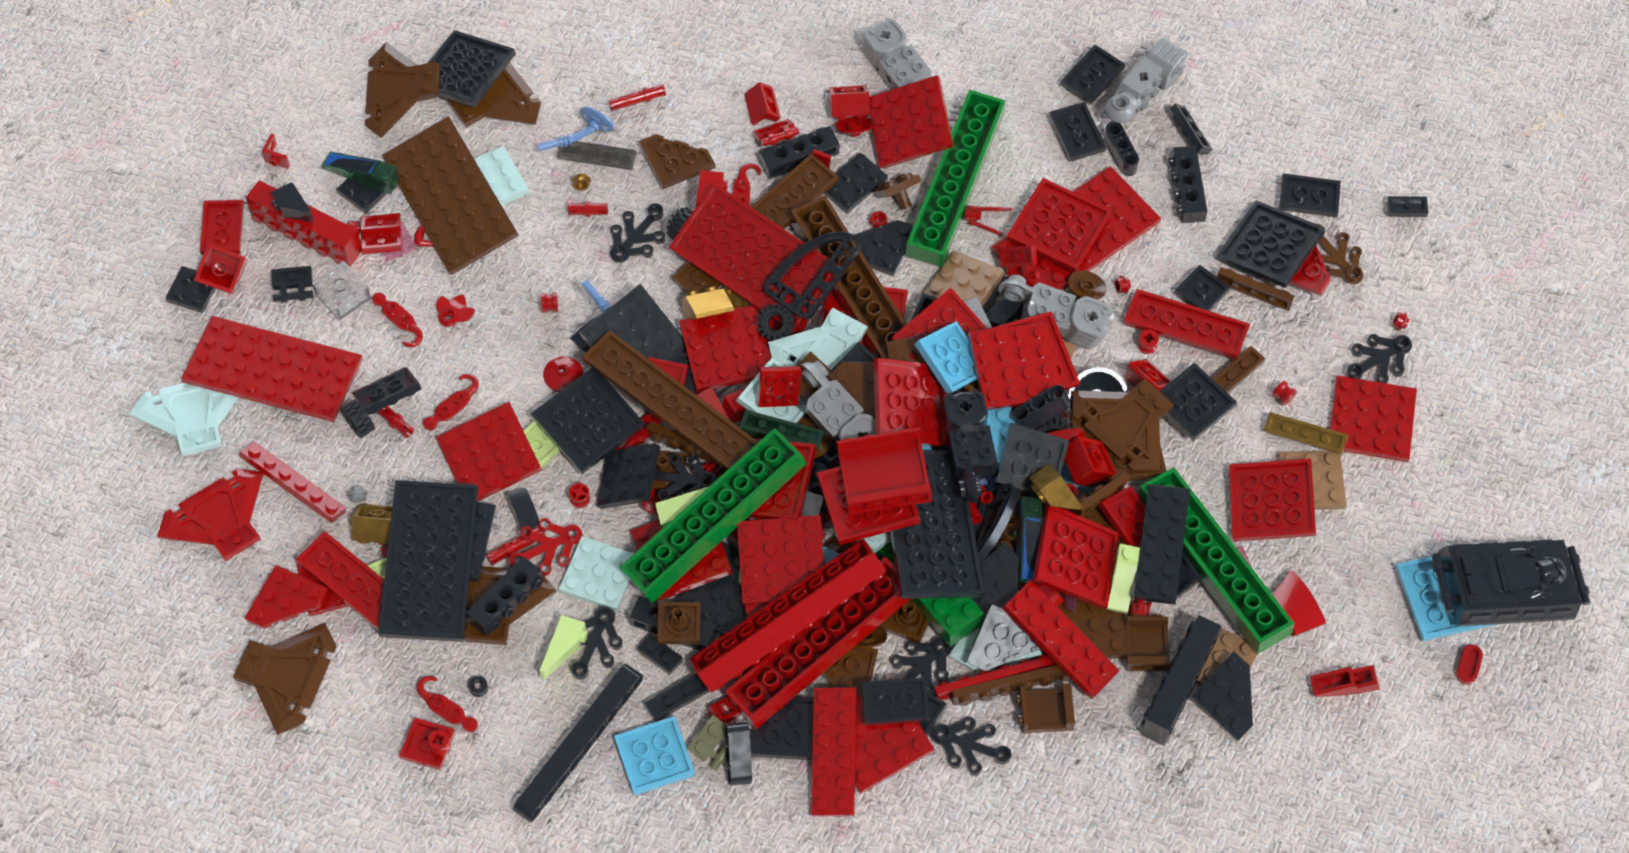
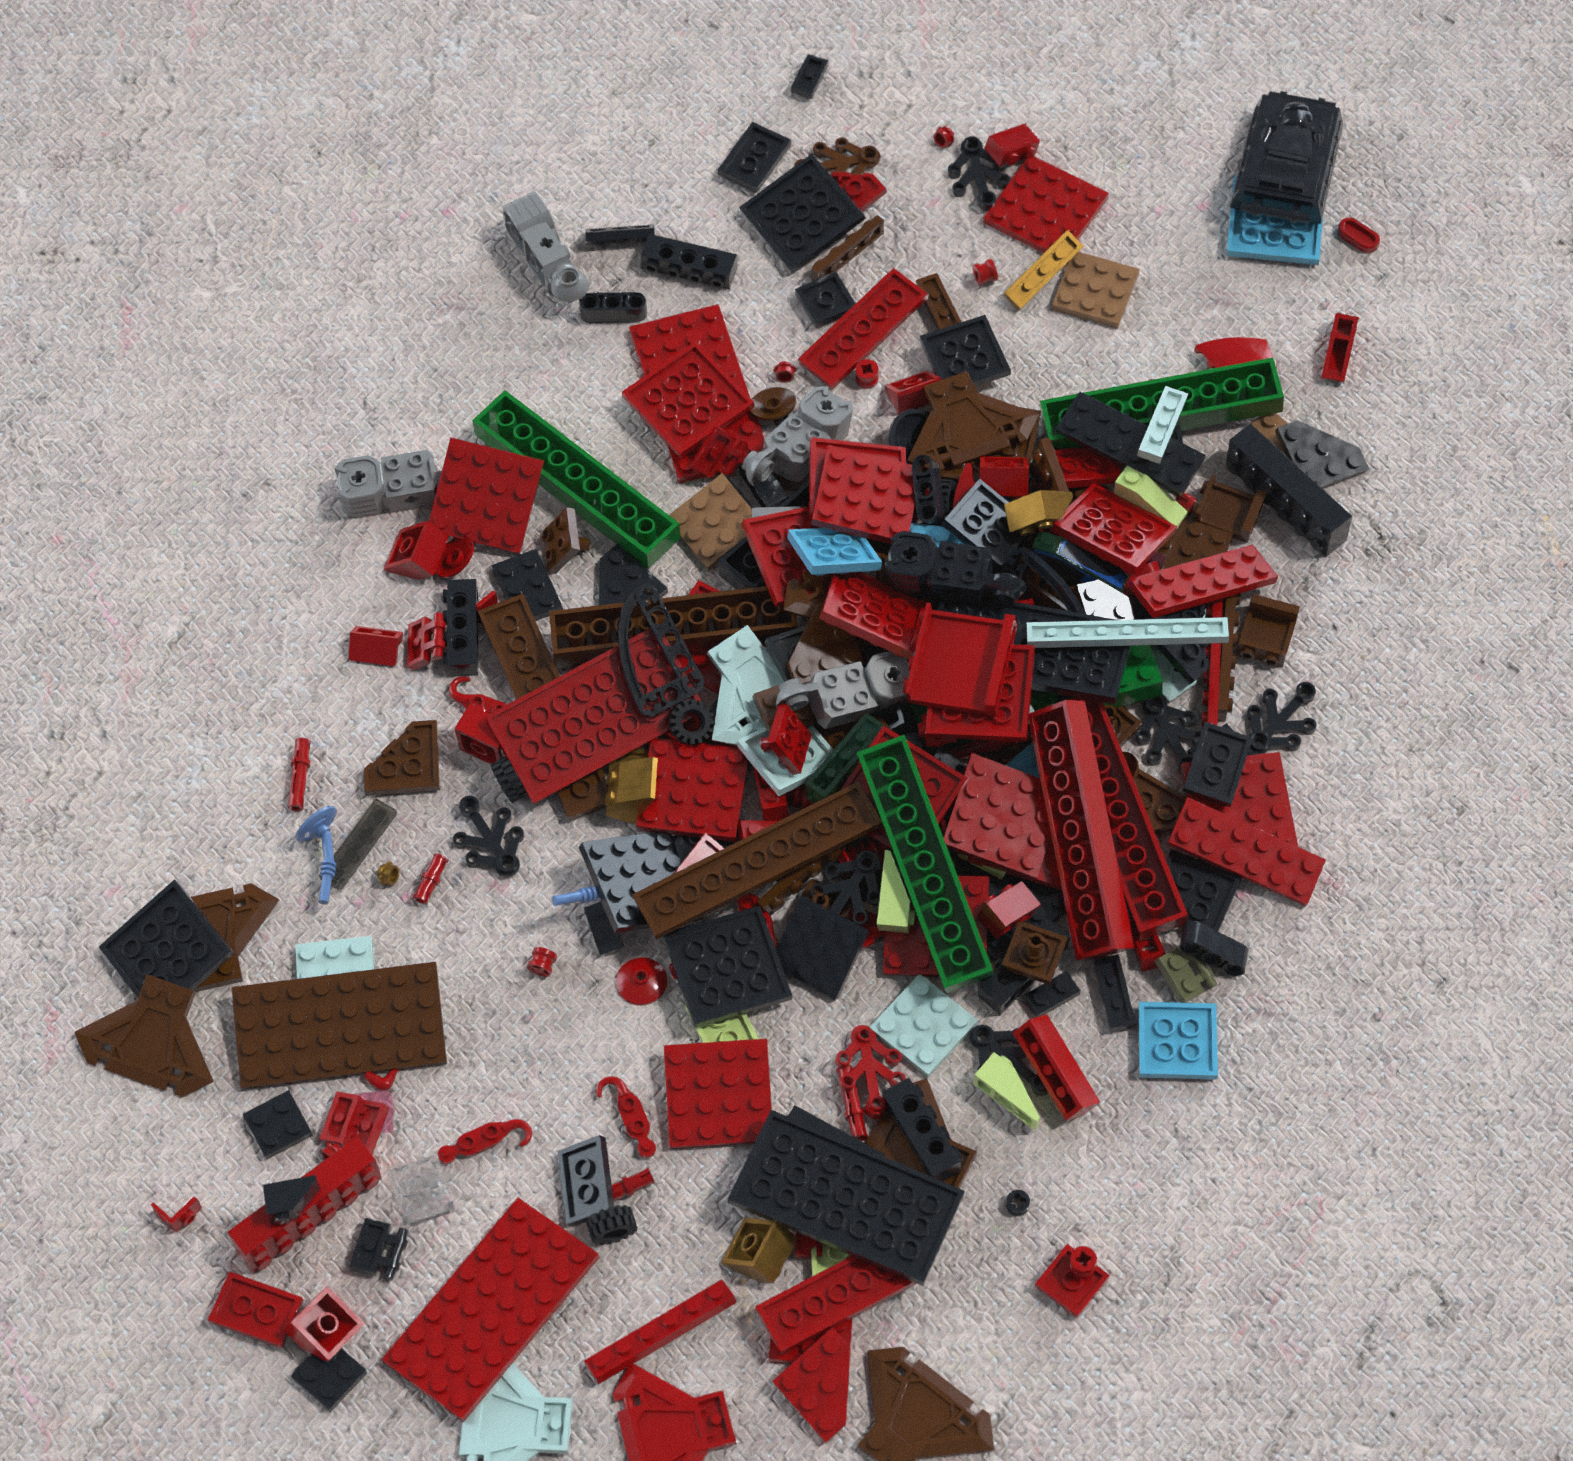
camera: 65 degrees left, 0 degrees up
(357, 494) = (711, 1260): light grey plate -> none
(363, 170) = (259, 1112): clear green slope -> none
(445, 707) = (1031, 1247): red piece -> none
(455, 309) = (499, 1072): red plate -> none
(523, 508) = (806, 1078): black slope -> none
(576, 491) = (812, 1007): red wheel -> none
(577, 743) = (1135, 1118): black beam -> none
(592, 672) = (1056, 1067): none -> red brick
(709, 592) = (1004, 911): none -> brick
(878, 215) = (589, 573): red plate -> none
(967, 586) = (1128, 632): none -> light aqua plate
(974, 213) = (627, 473): red plant -> none
(1077, 131) = (569, 342): black plate -> none
(1092, 74) = (501, 299): black plate -> none
(1183, 556) = (1162, 424): none -> light aqua plate
(1272, 500) = (1110, 329): red plate -> none
(1415, 371) = (1012, 145): none -> red brick

